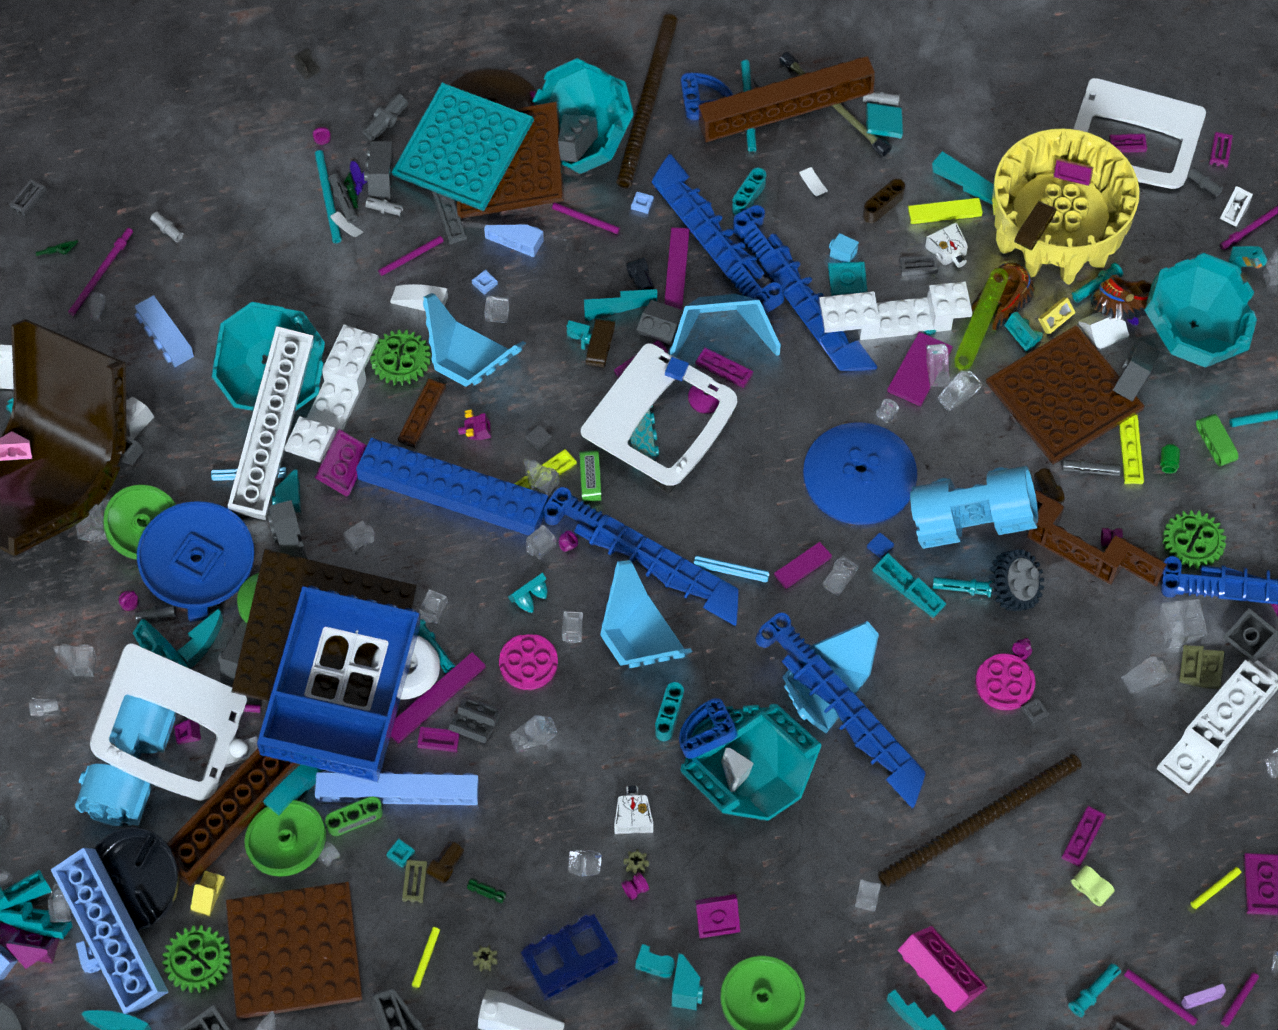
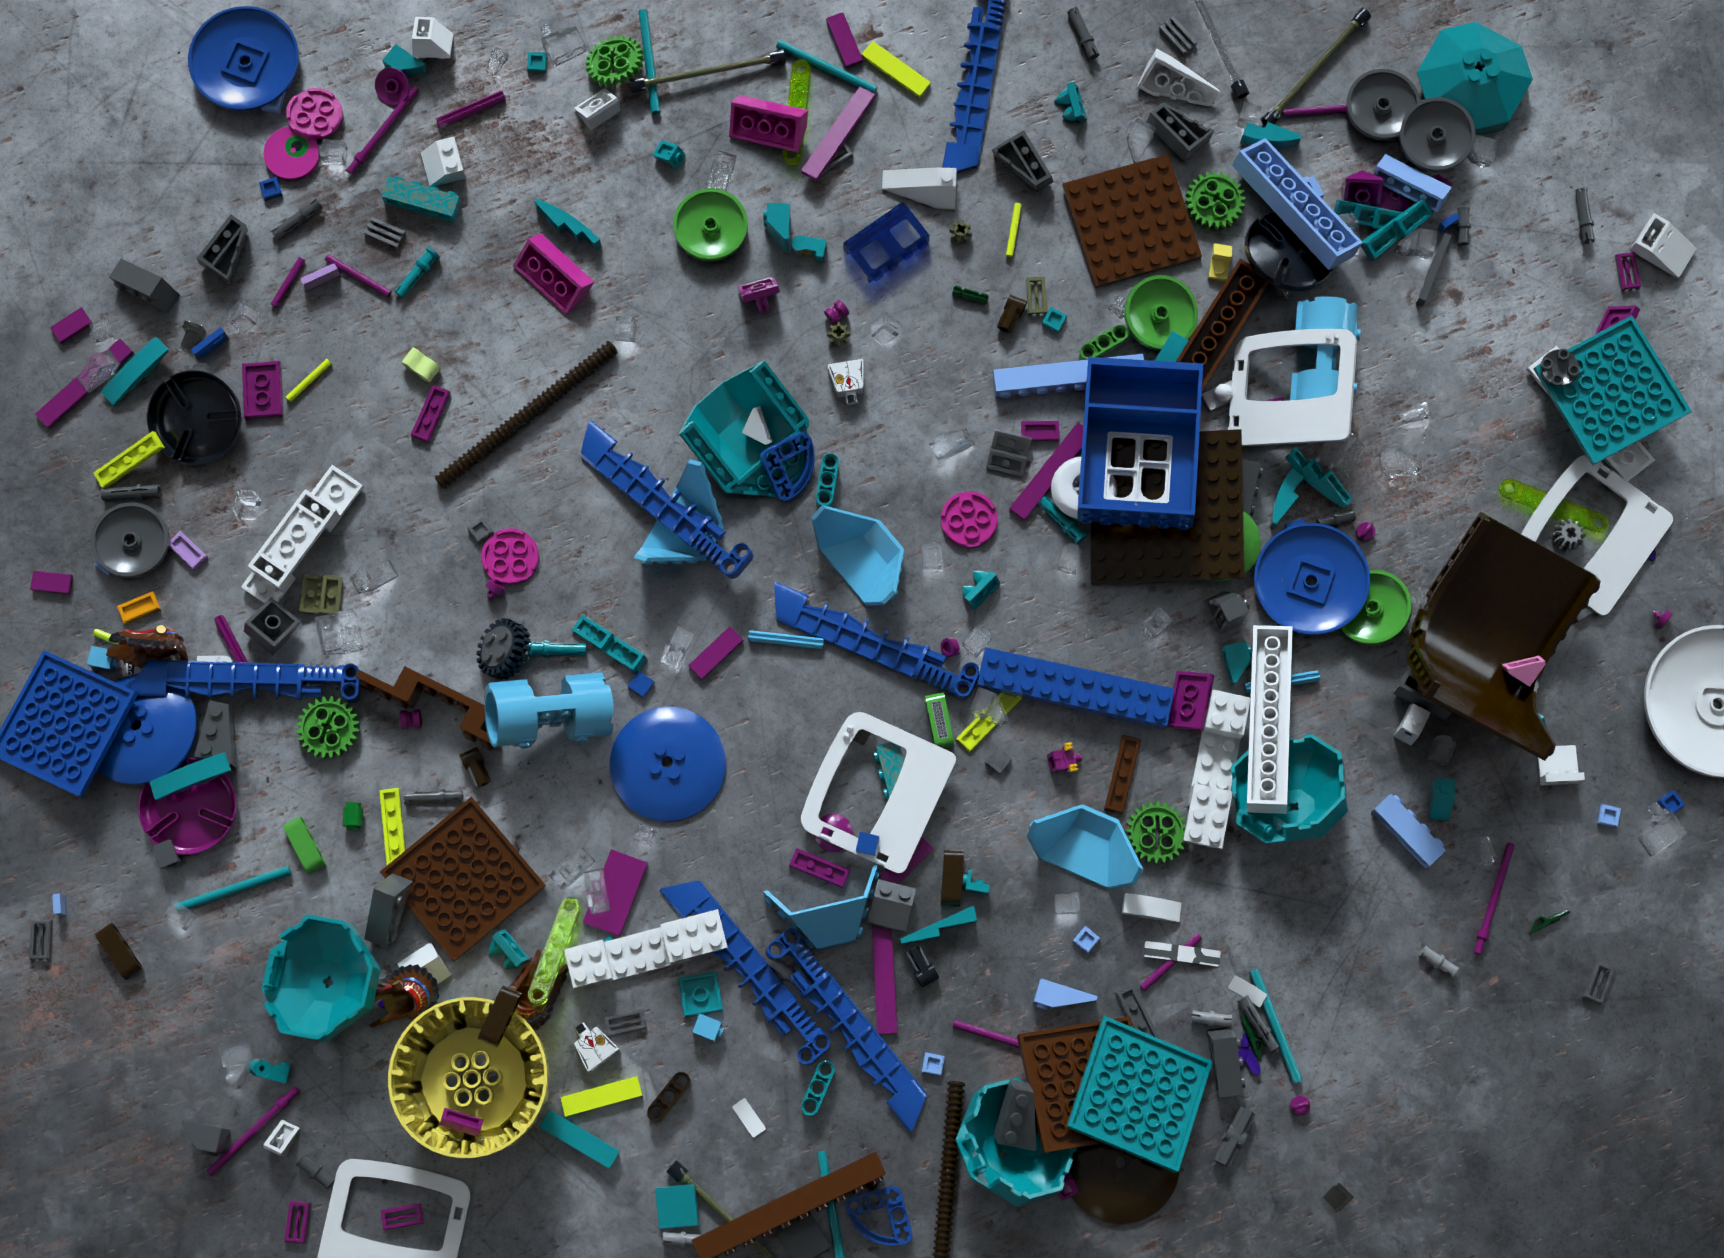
camera: 170 degrees right, 15 degrees up
(127, 352) = (1441, 798): none -> teal slope
(399, 259) = (1182, 953): none -> sticker
(1056, 315) = (474, 973): light yellow piece -> none

